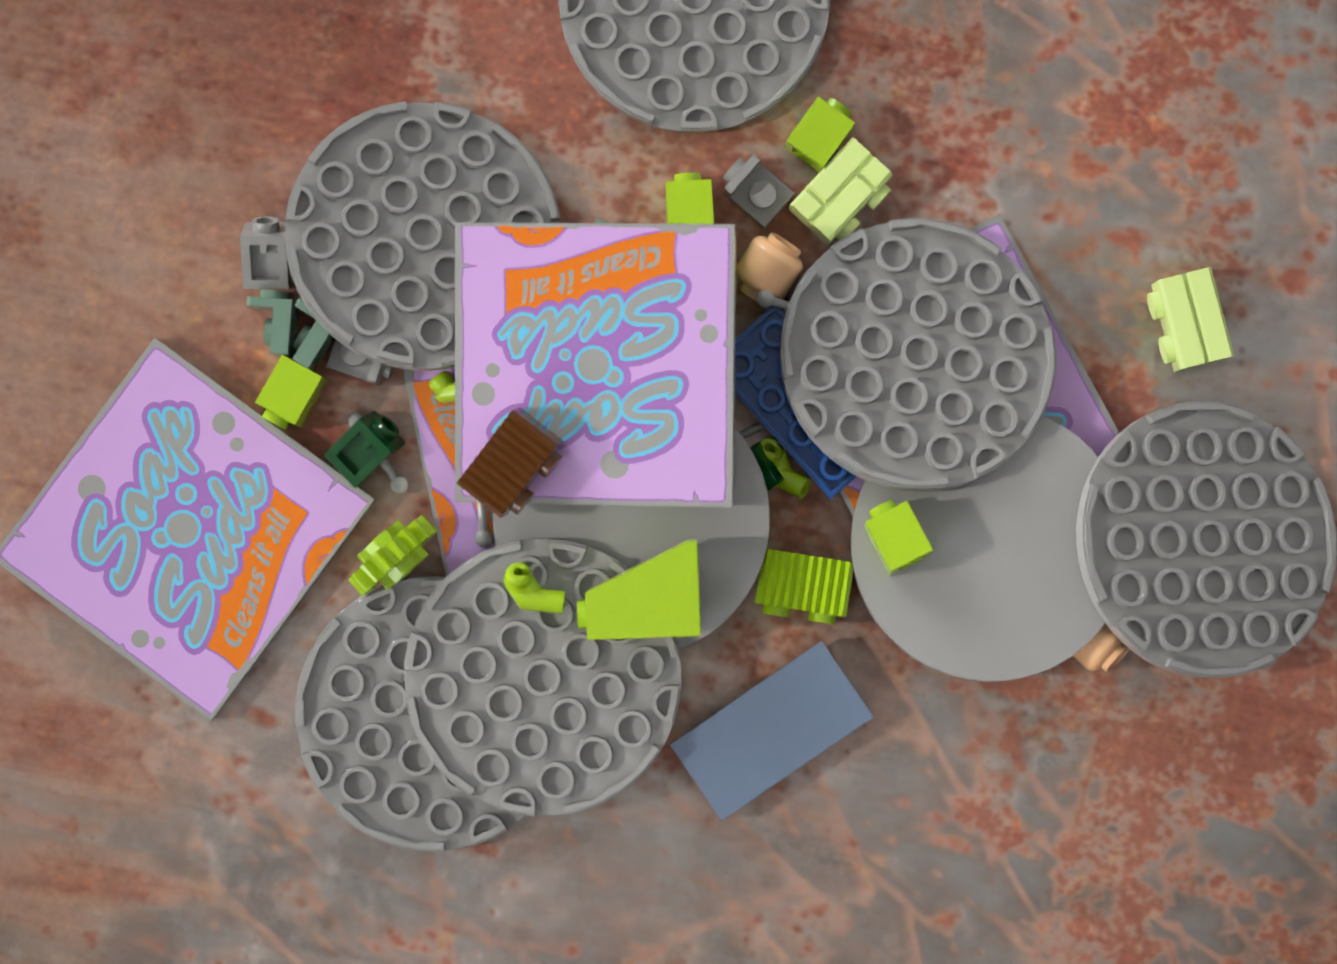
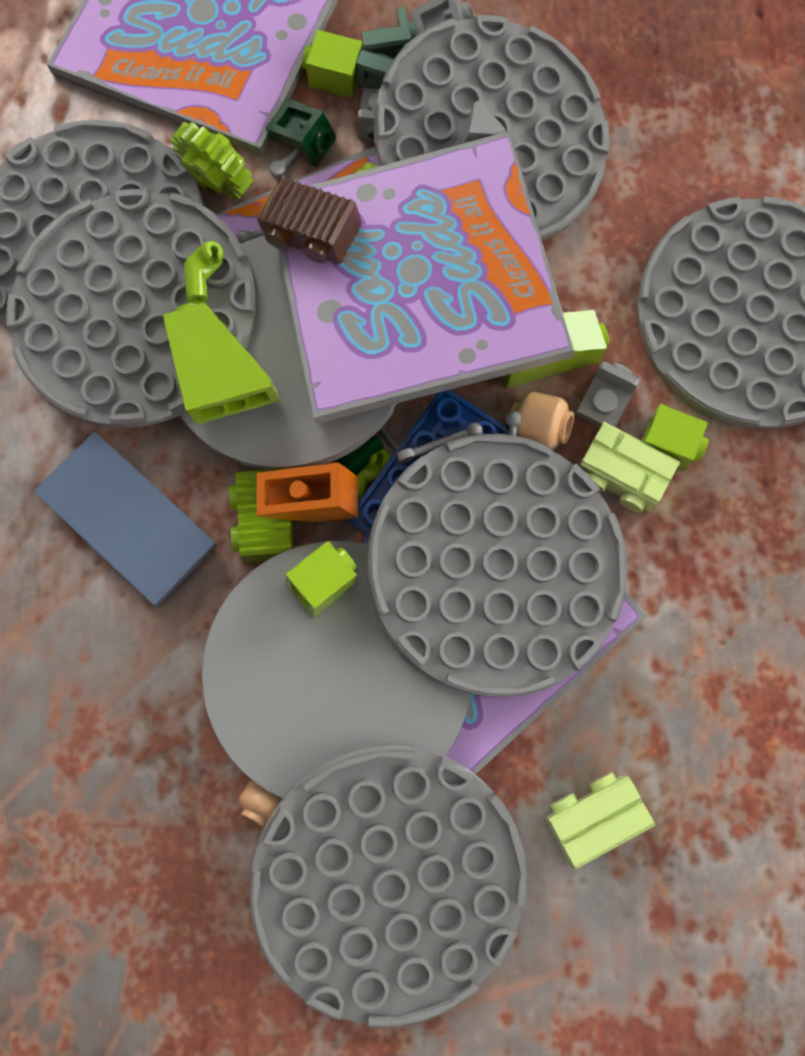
camera: 75 degrees right, 10 degrees down
(433, 251) = (480, 123): none -> light grey slope
(772, 344) = (409, 453): none -> light grey hinge
(803, 532) = (308, 493): none -> orange slope

